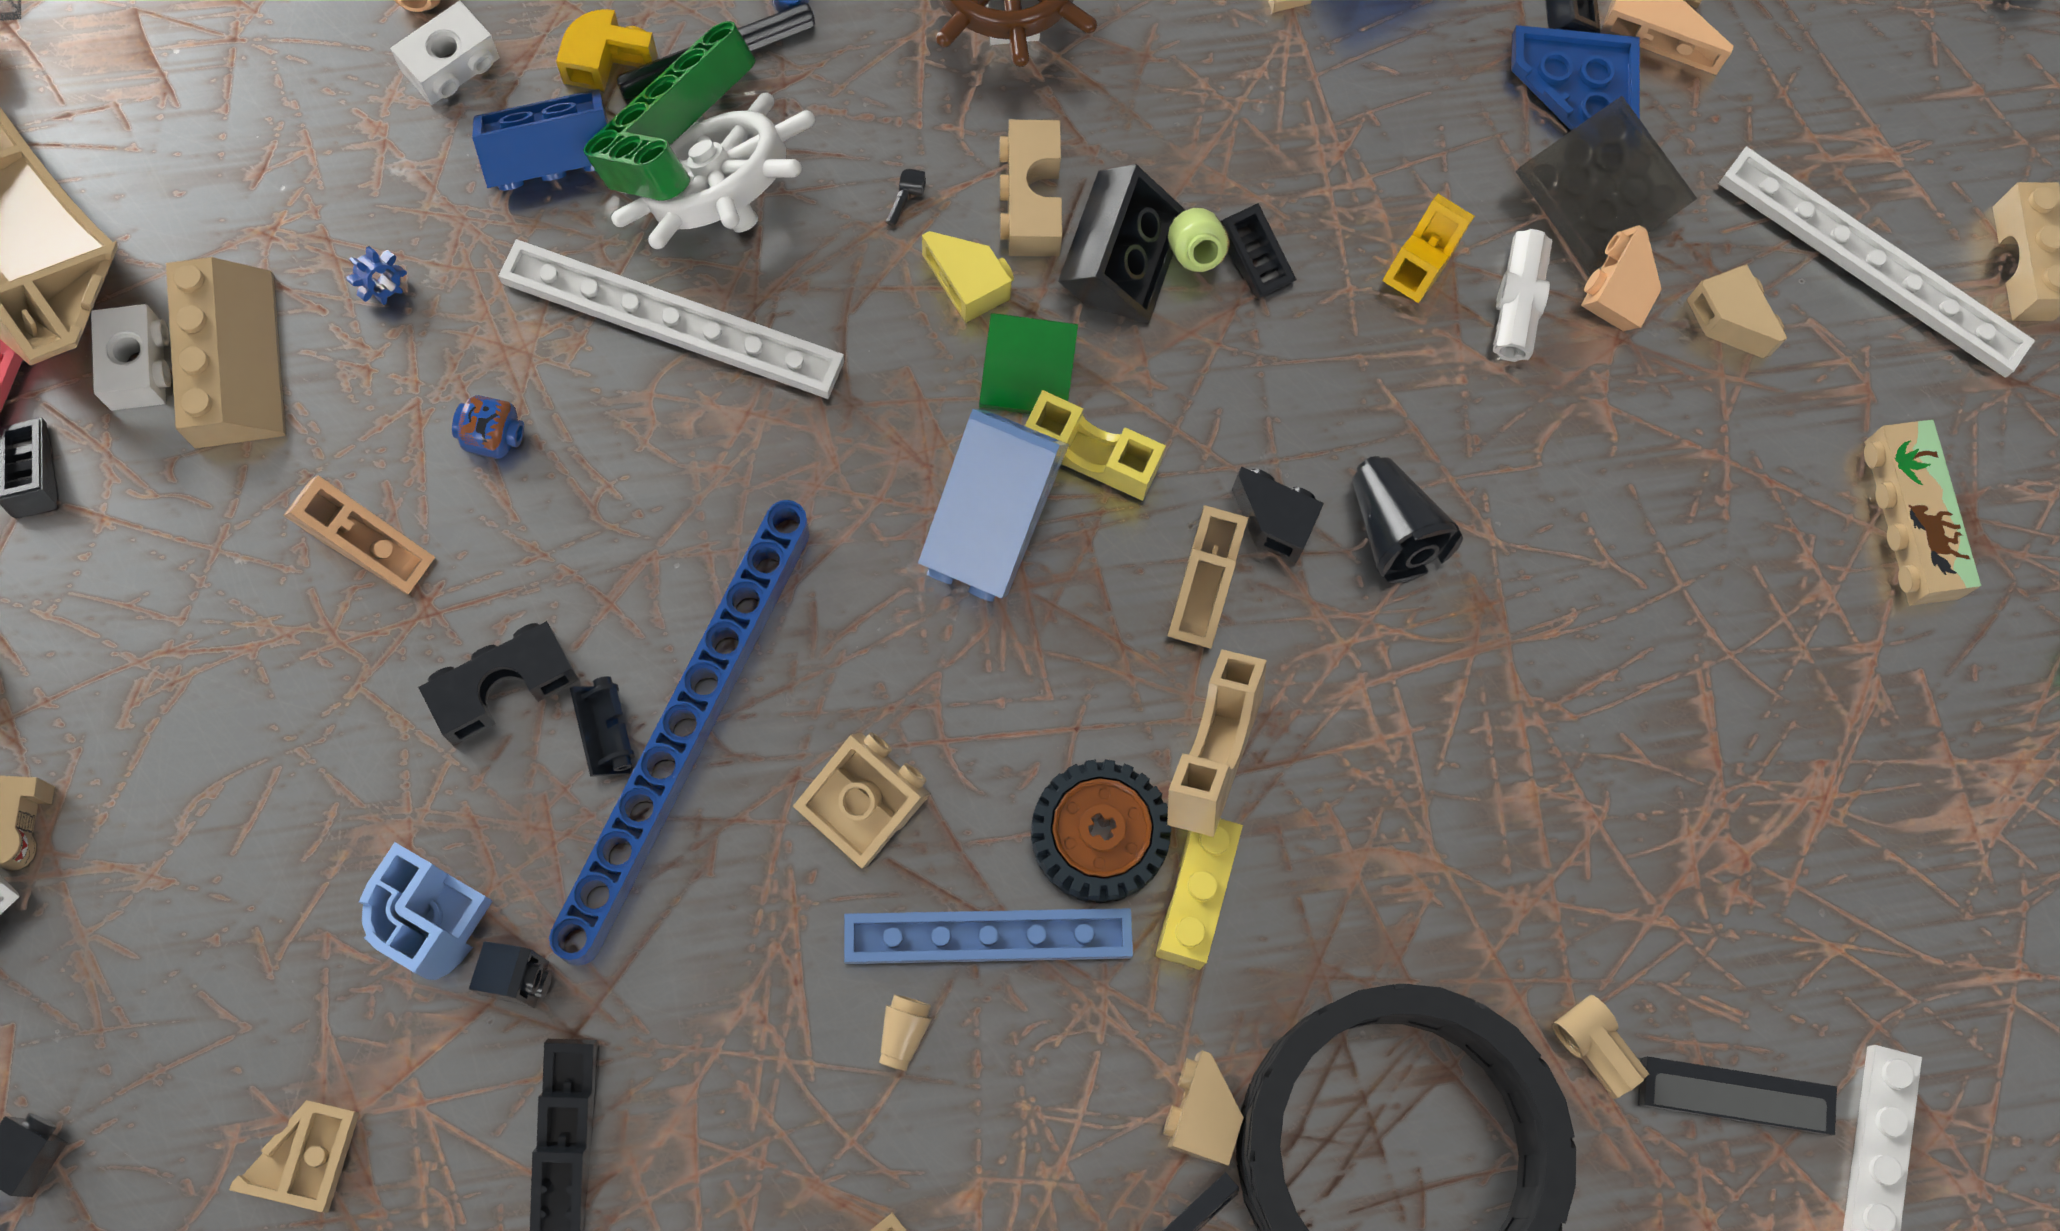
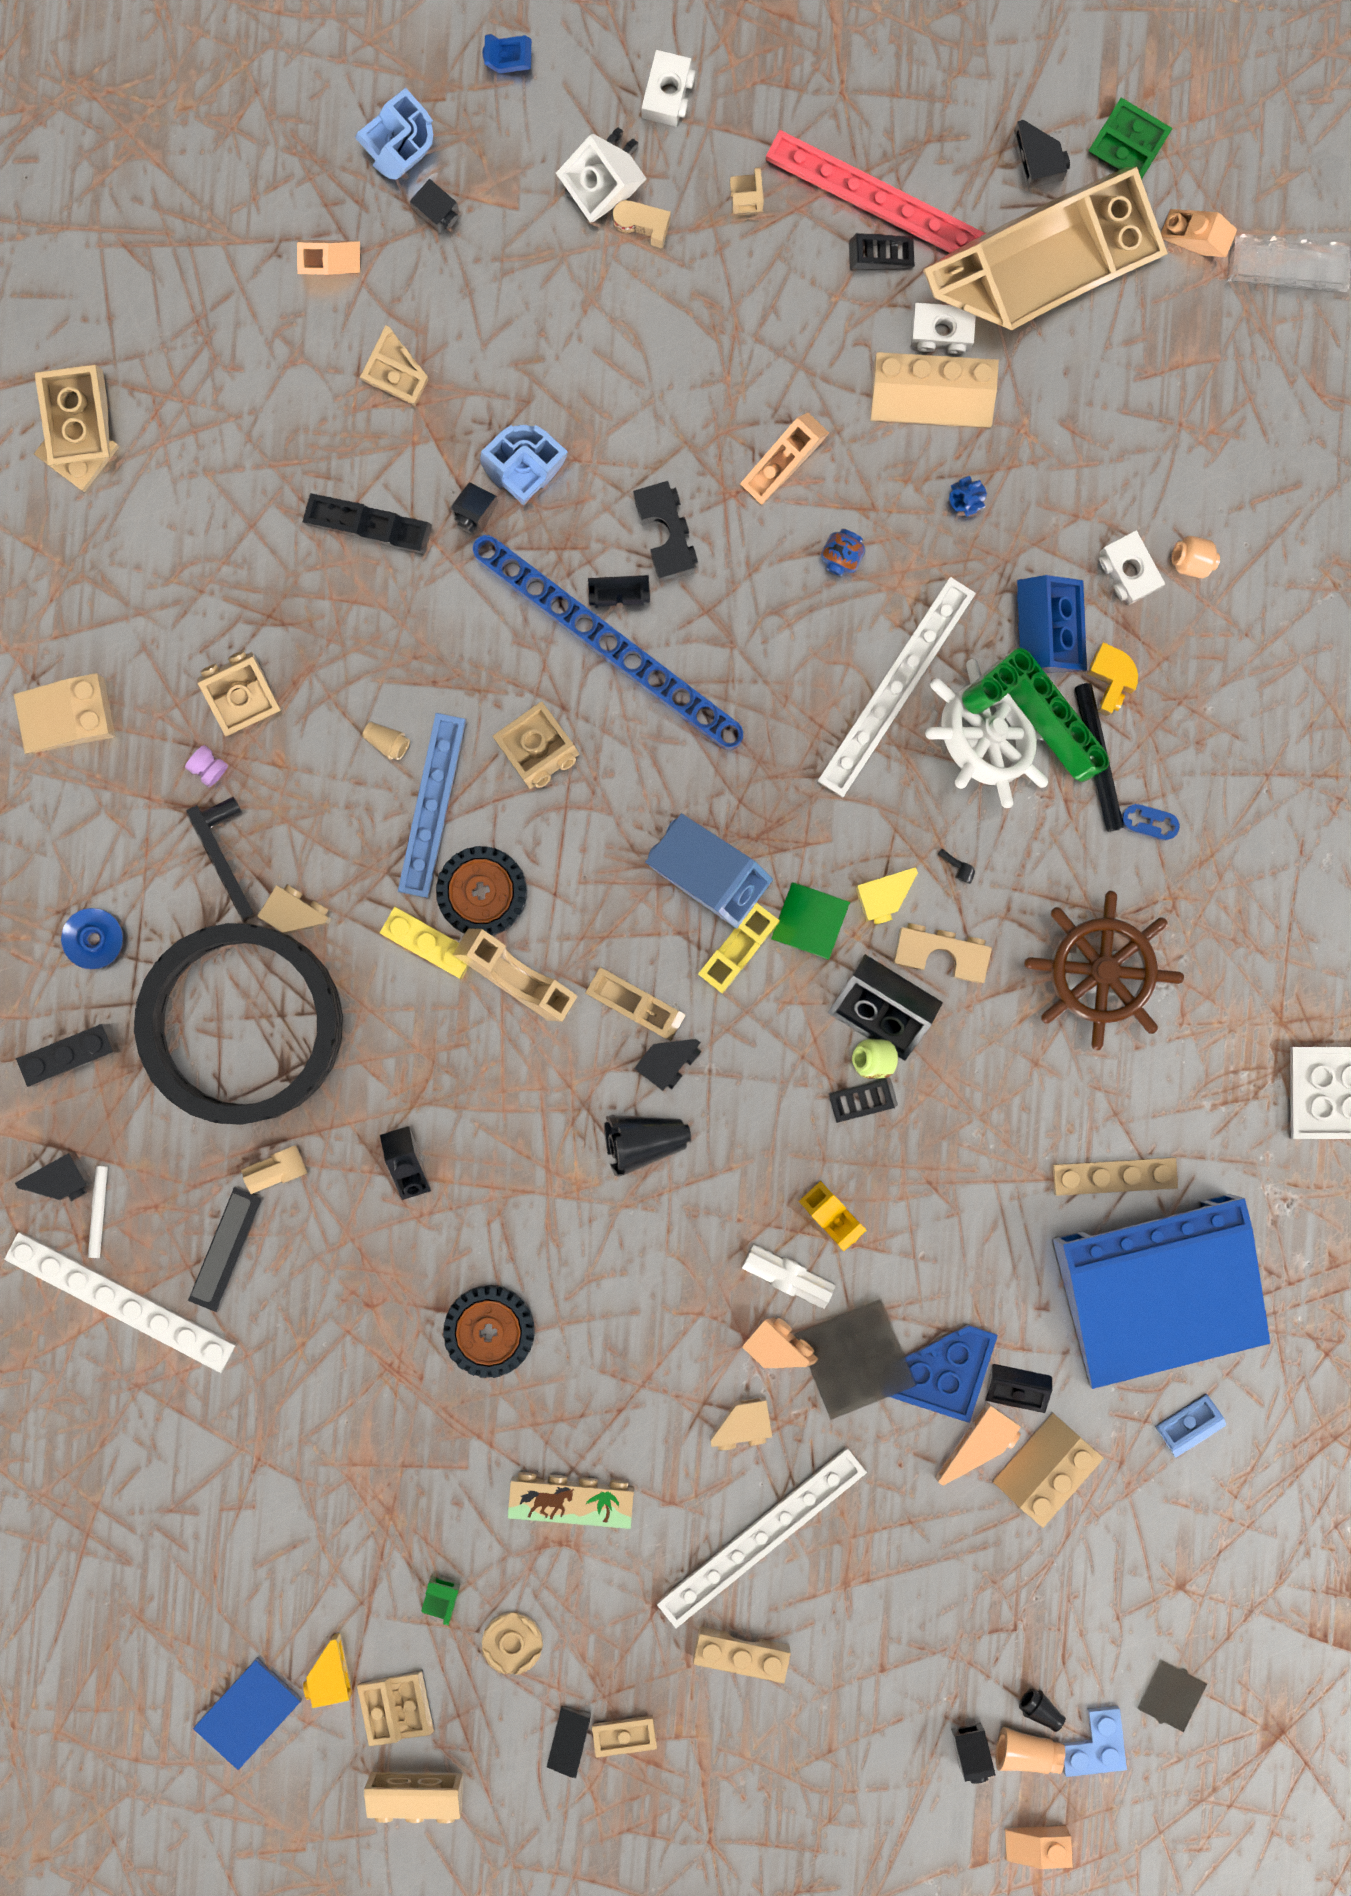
camera: 105 degrees right, 15 degrees up
(1530, 851) = (404, 1163): none -> black slope
(1733, 707) = (471, 1348): none -> wheel

